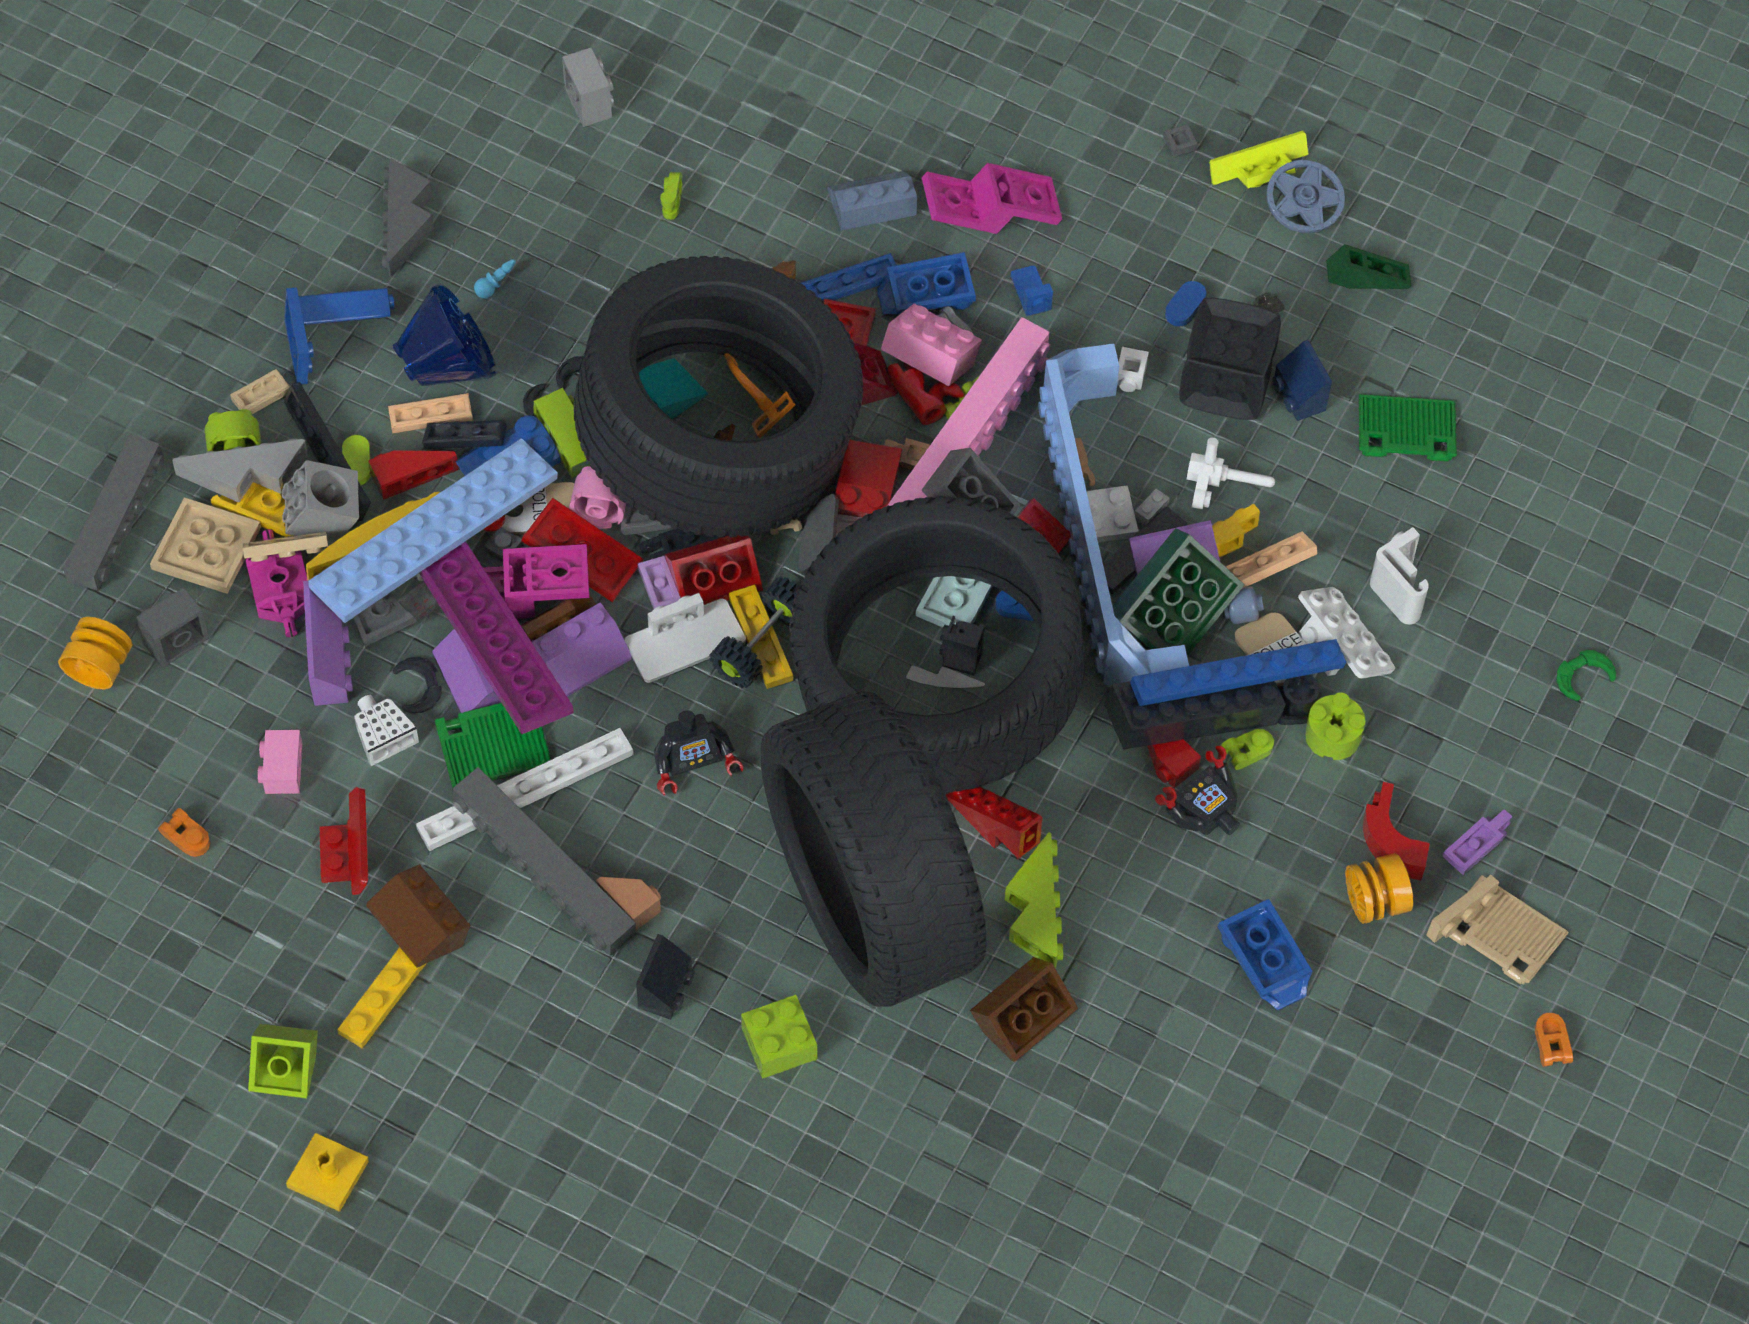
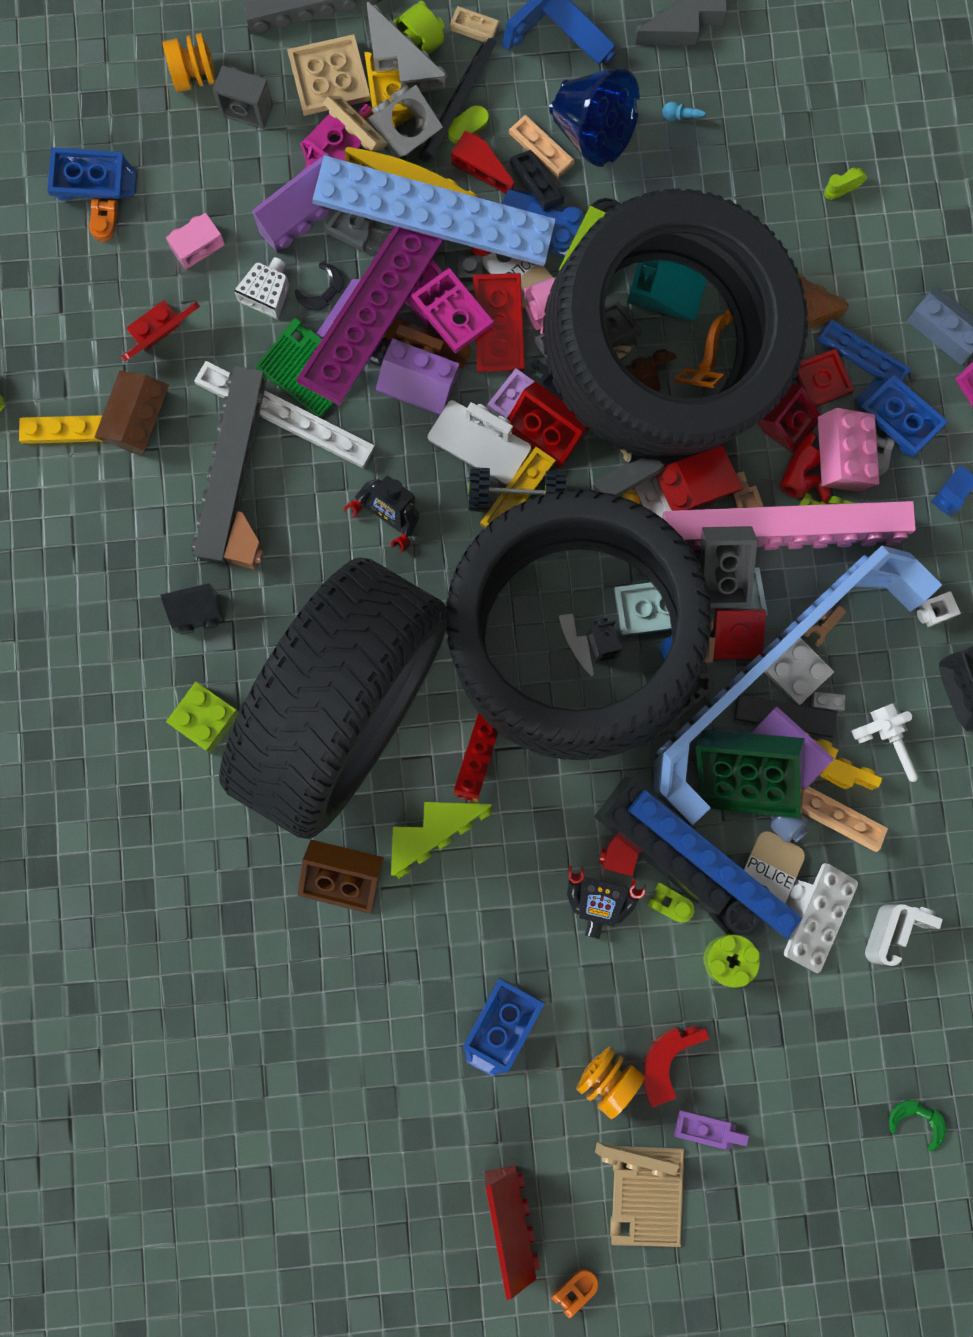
camera: 55 degrees right, 20 degrees up
(131, 816) = (90, 174): none -> blue slope
(588, 86) = (890, 61): light grey brick -> none
(1454, 1056) = (510, 1229): none -> red slope

